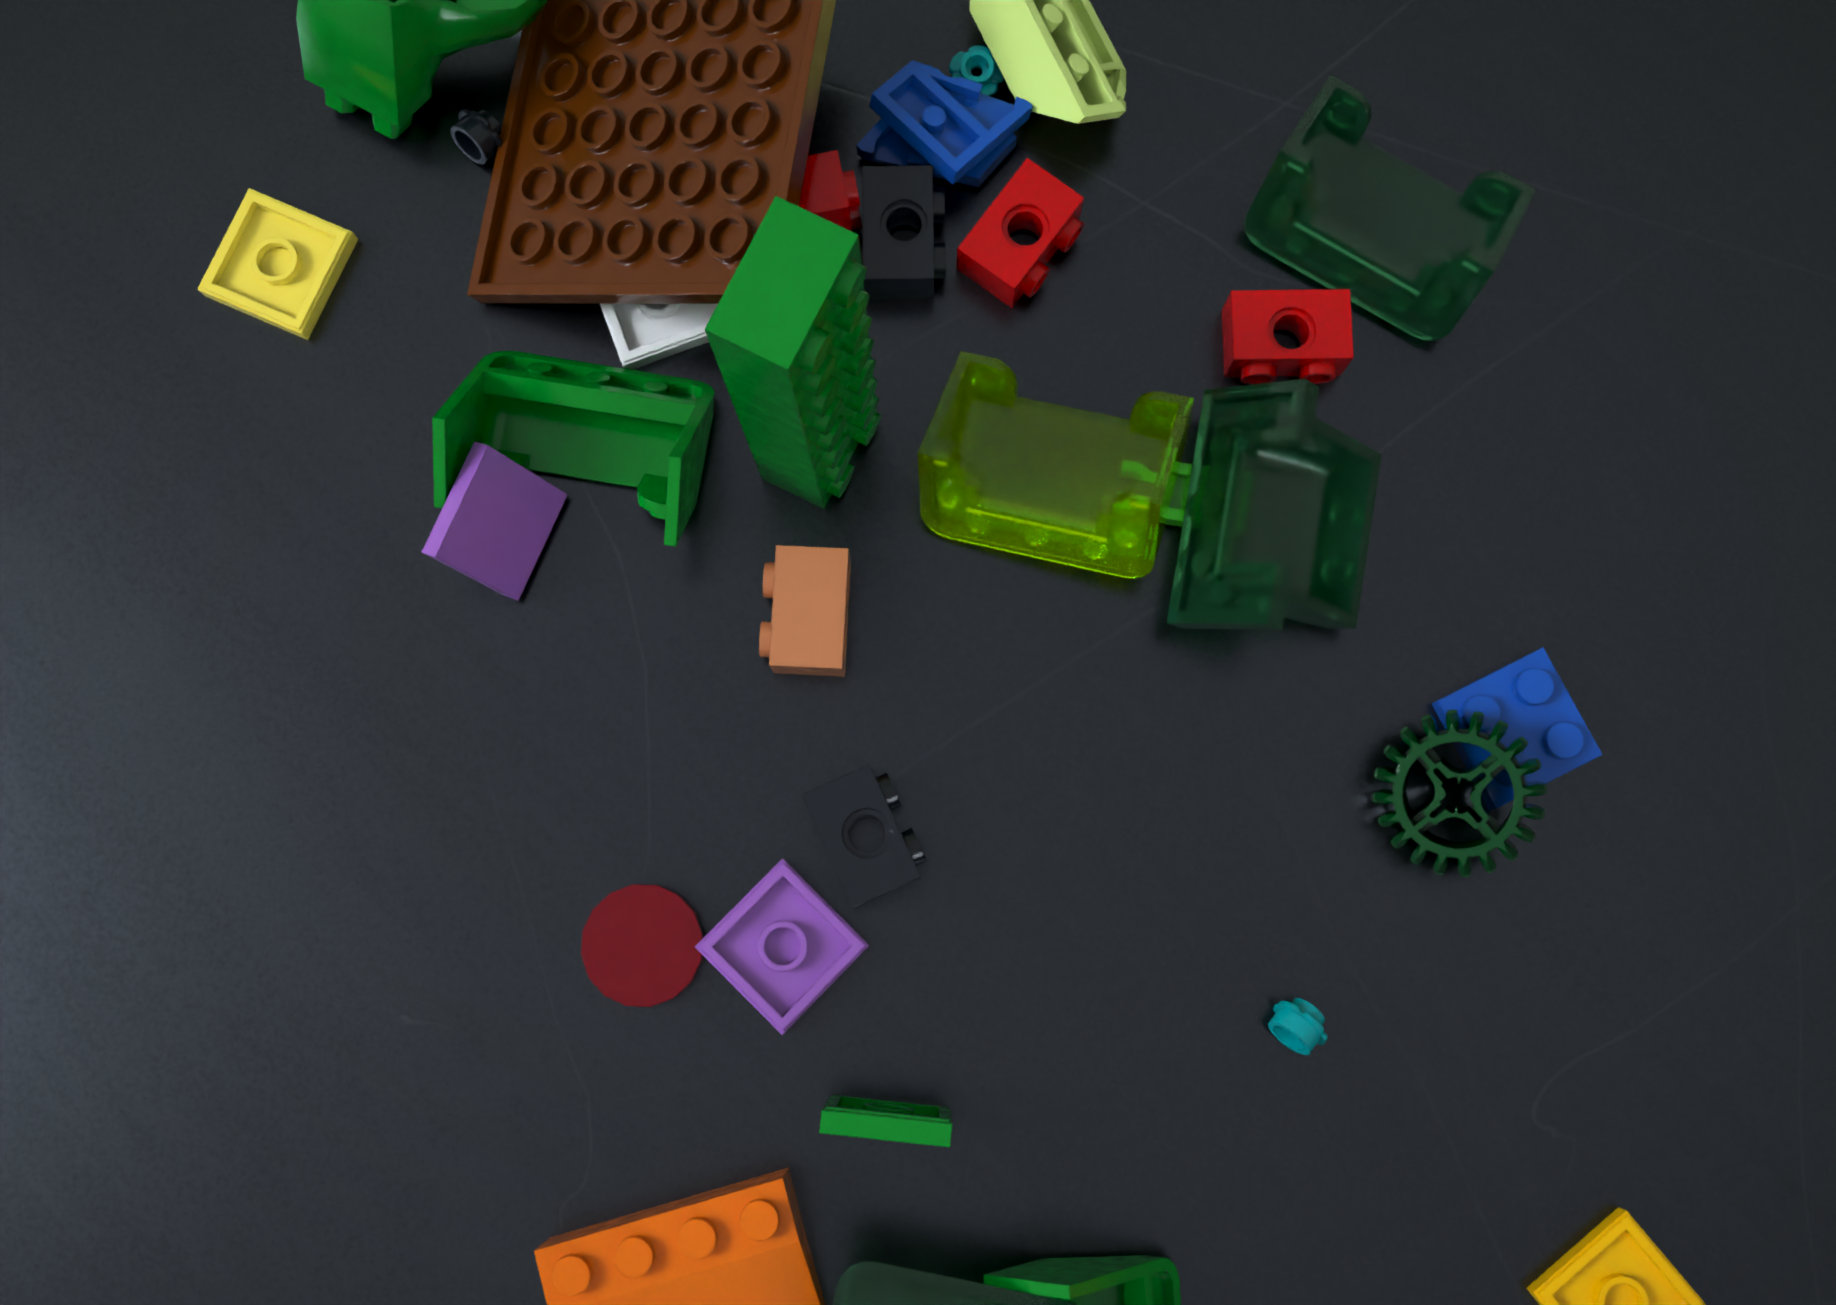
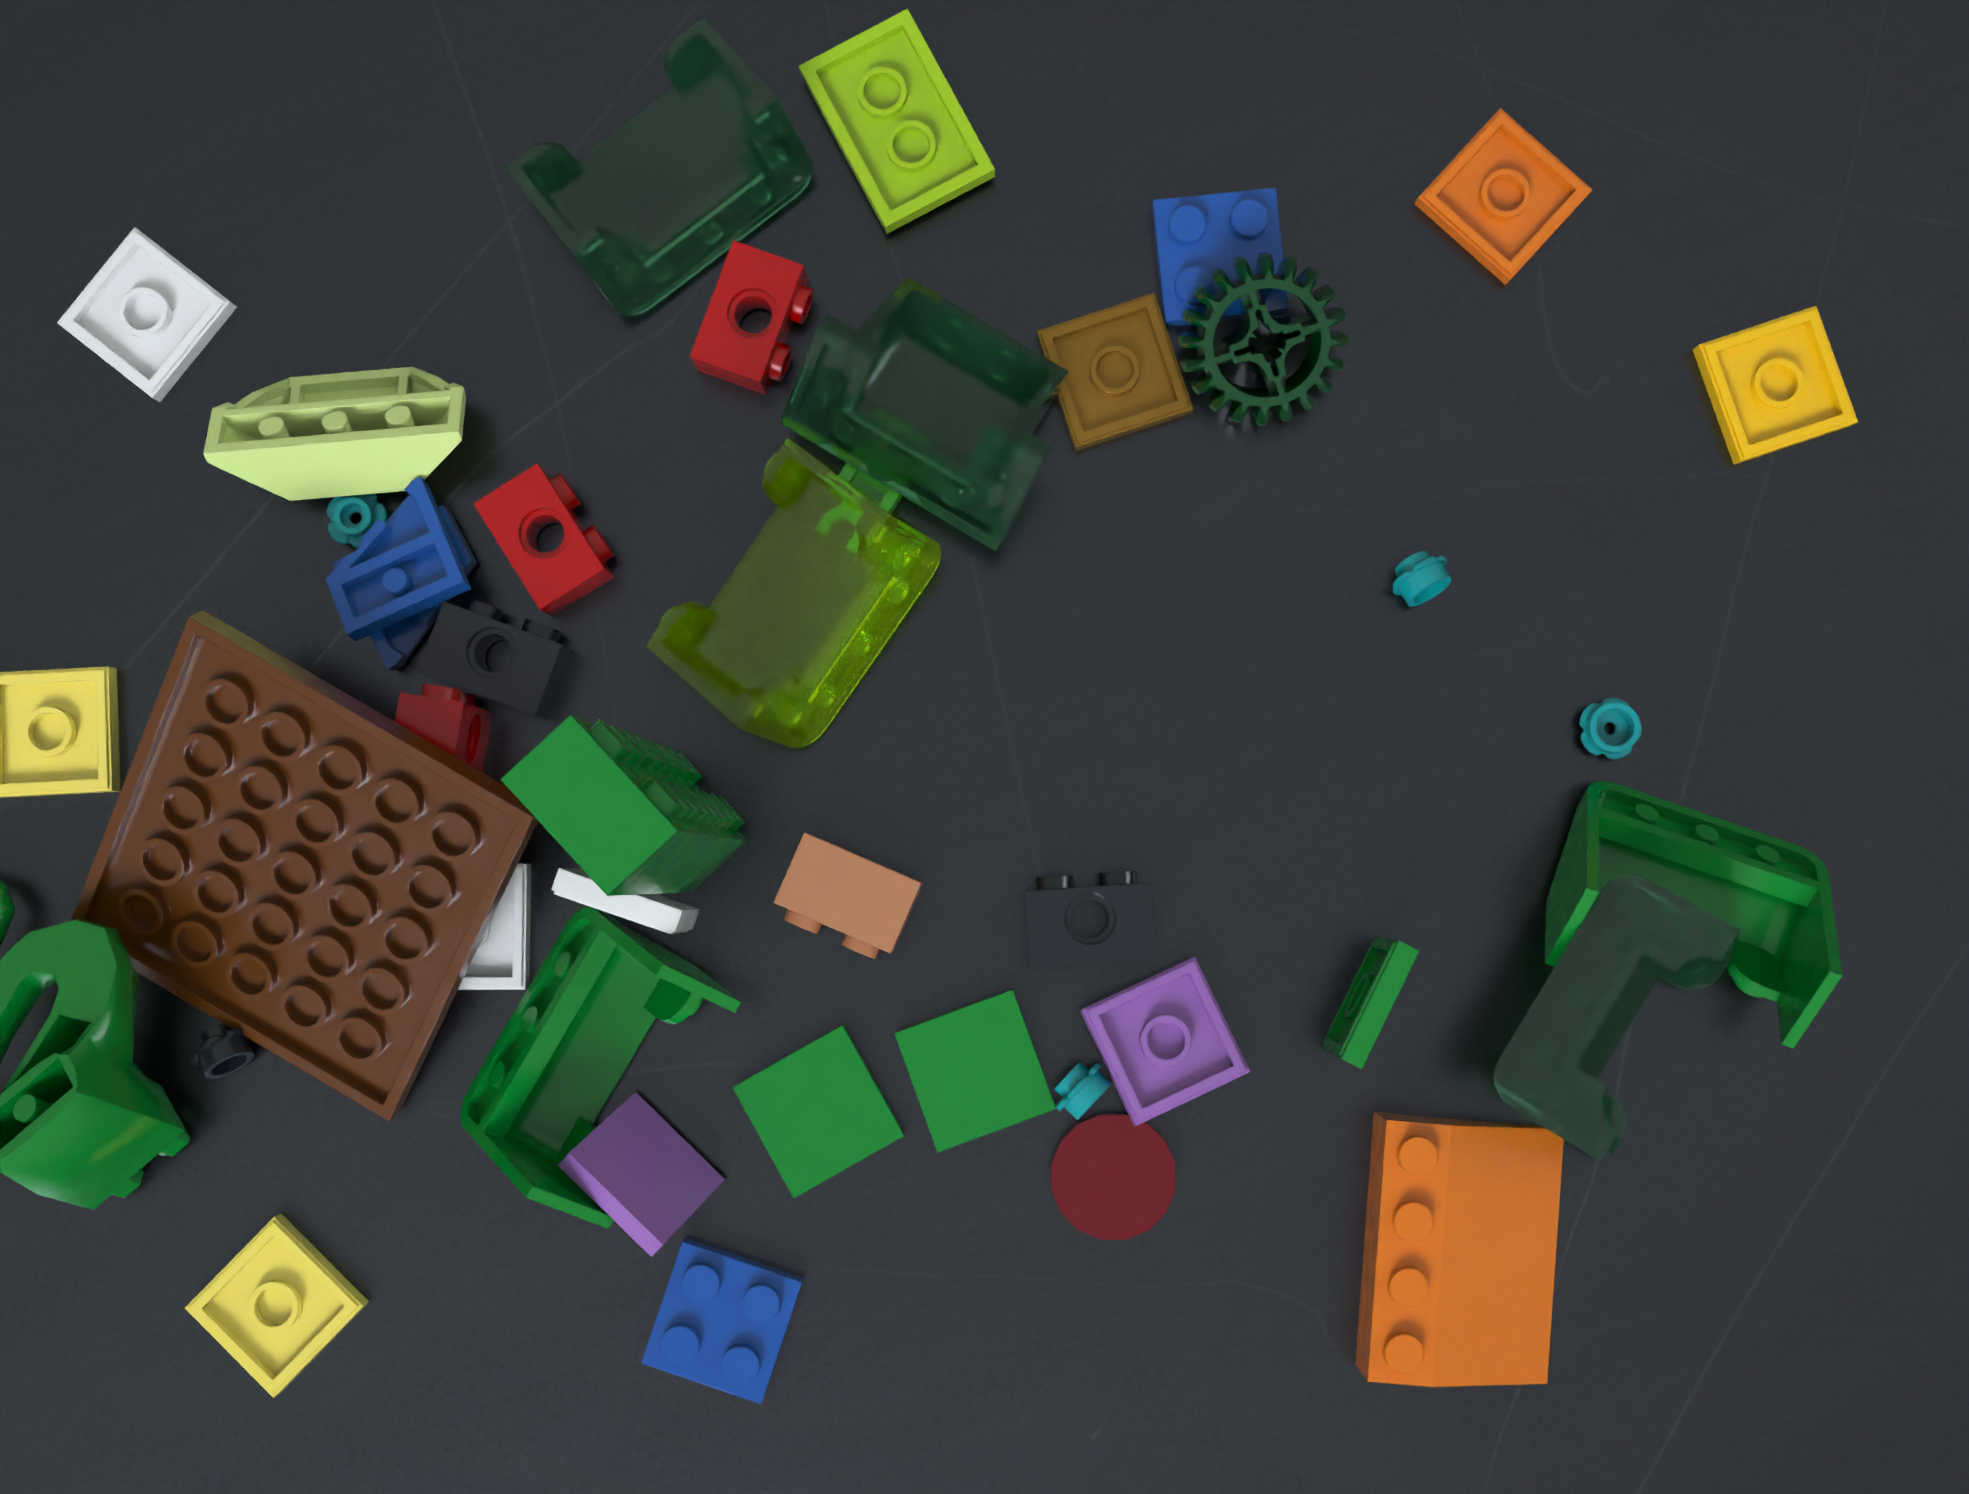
camera: 65 degrees left, 5 degrees up
(393, 645) = (722, 1320): none -> blue plate
(607, 659) = (818, 1111): none -> green tile
(693, 785) = (975, 1070): none -> green tile
(710, 886) = (1081, 1089): none -> teal plate
(728, 438) = (644, 909): none -> white tile
(1233, 1276) = (1626, 725): none -> teal plate
(1372, 675) = (1118, 372): none -> pearl gold tile
(1516, 395) = (897, 121): none -> lime plate
(1685, 970) = (1503, 196): none -> orange tile

